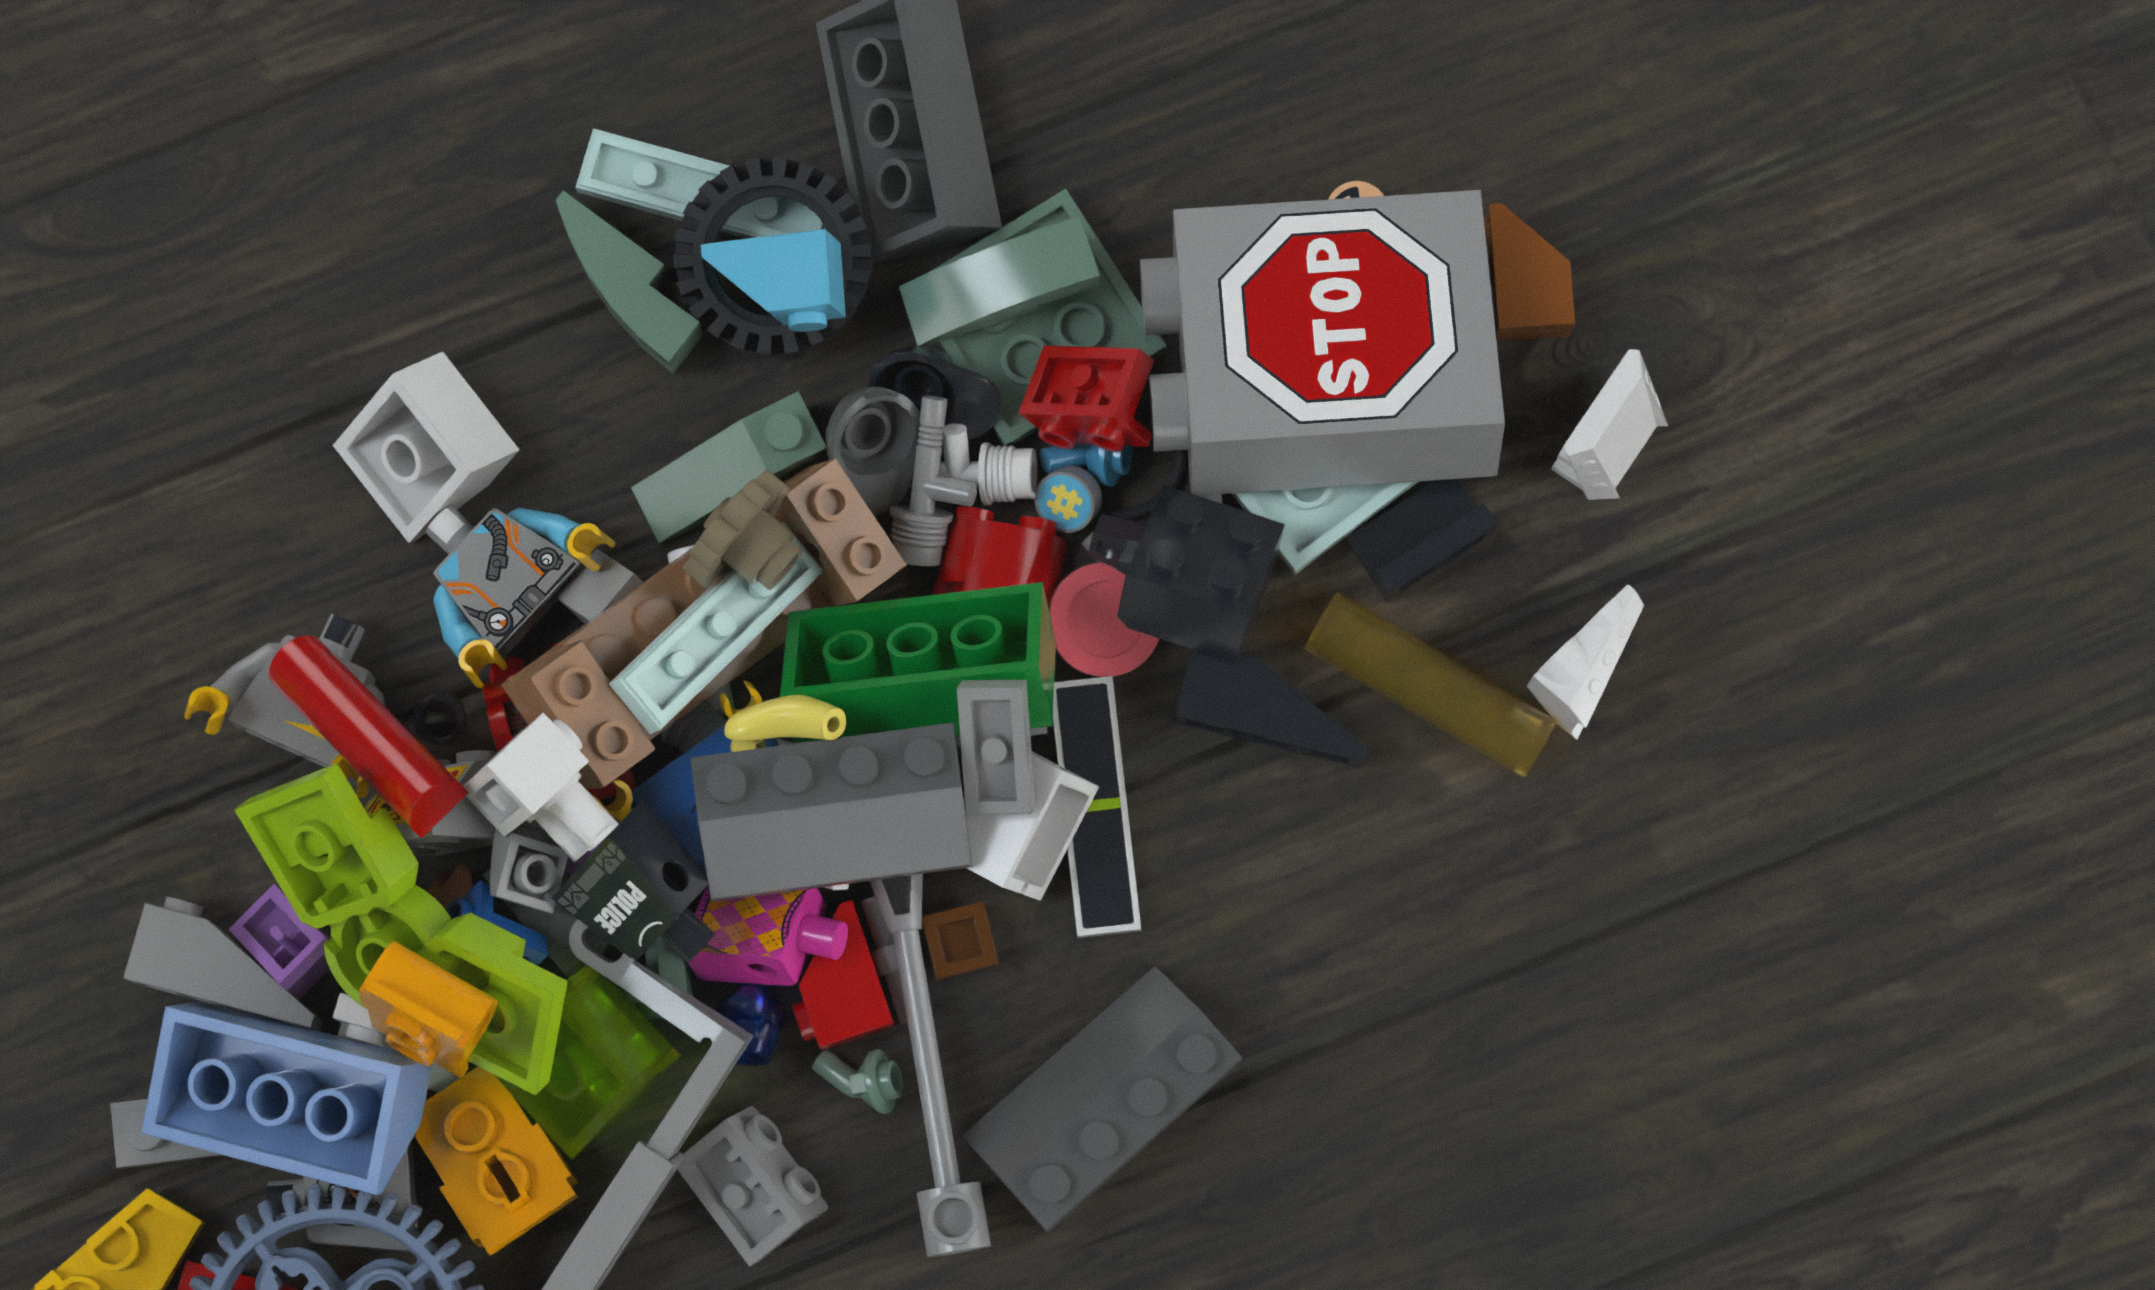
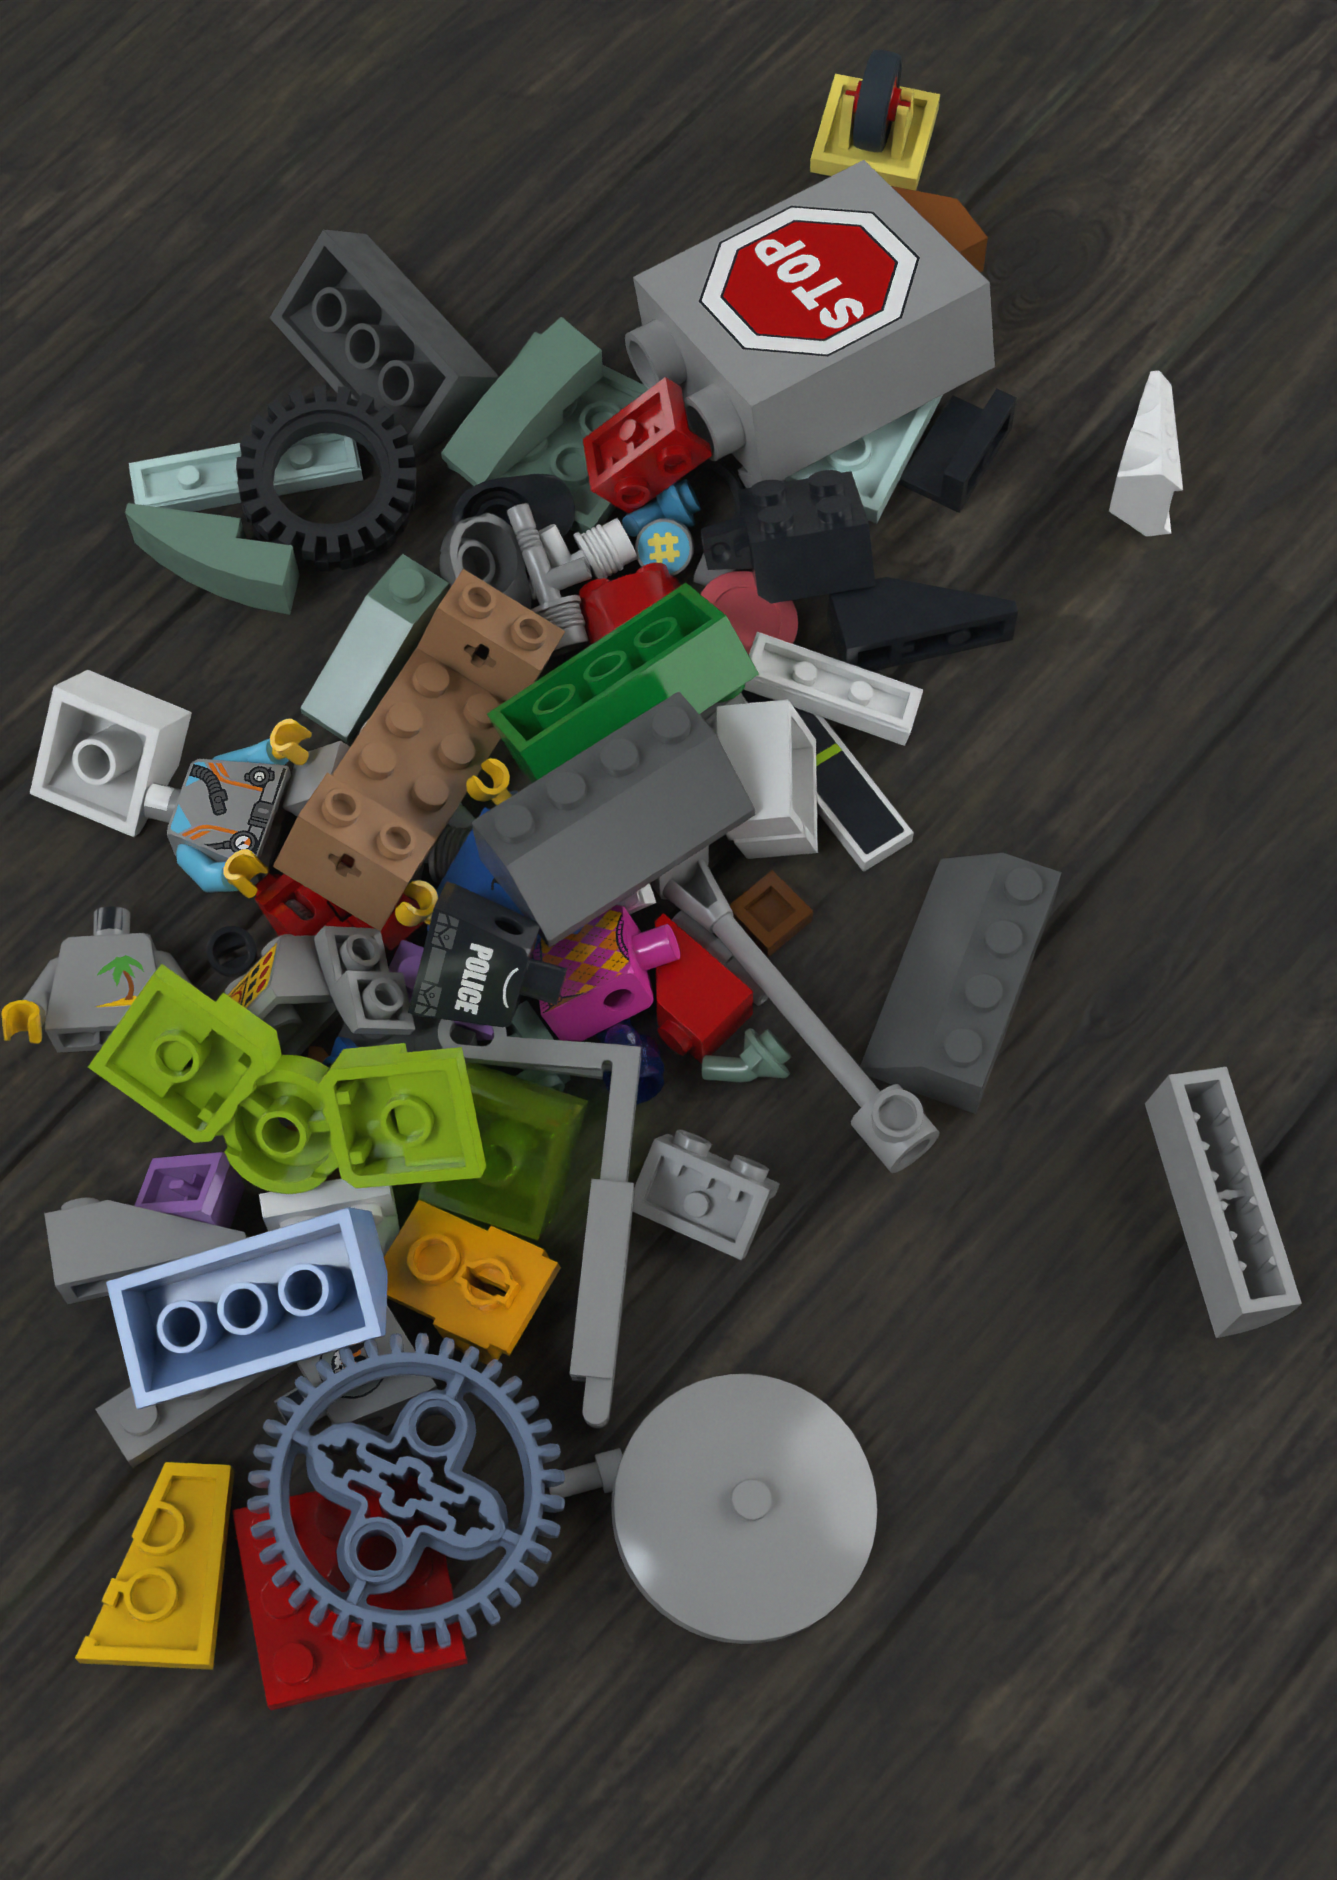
camera: 25 degrees left, 15 degrees down
(365, 733) = (209, 959): red brick -> none
(425, 1009) = (346, 1147): light orange piece -> none
(539, 782) = (352, 907): white brick -> none
(705, 641) = (434, 734): light aqua tile -> none
(746, 537) = (422, 646): dark tan plant -> none
(783, 718) = (537, 759): light yellow arm -> none
(787, 274) = (341, 470): medium azure slope -> none
(996, 746) = (725, 695): light grey plate -> none
(1144, 738) = (833, 689): none -> white tile
(1430, 684) = (1033, 548): clear yellow brick -> none
(1543, 122) = (876, 123): none -> light yellow plate
(1612, 431) = (1060, 298): white slope -> none

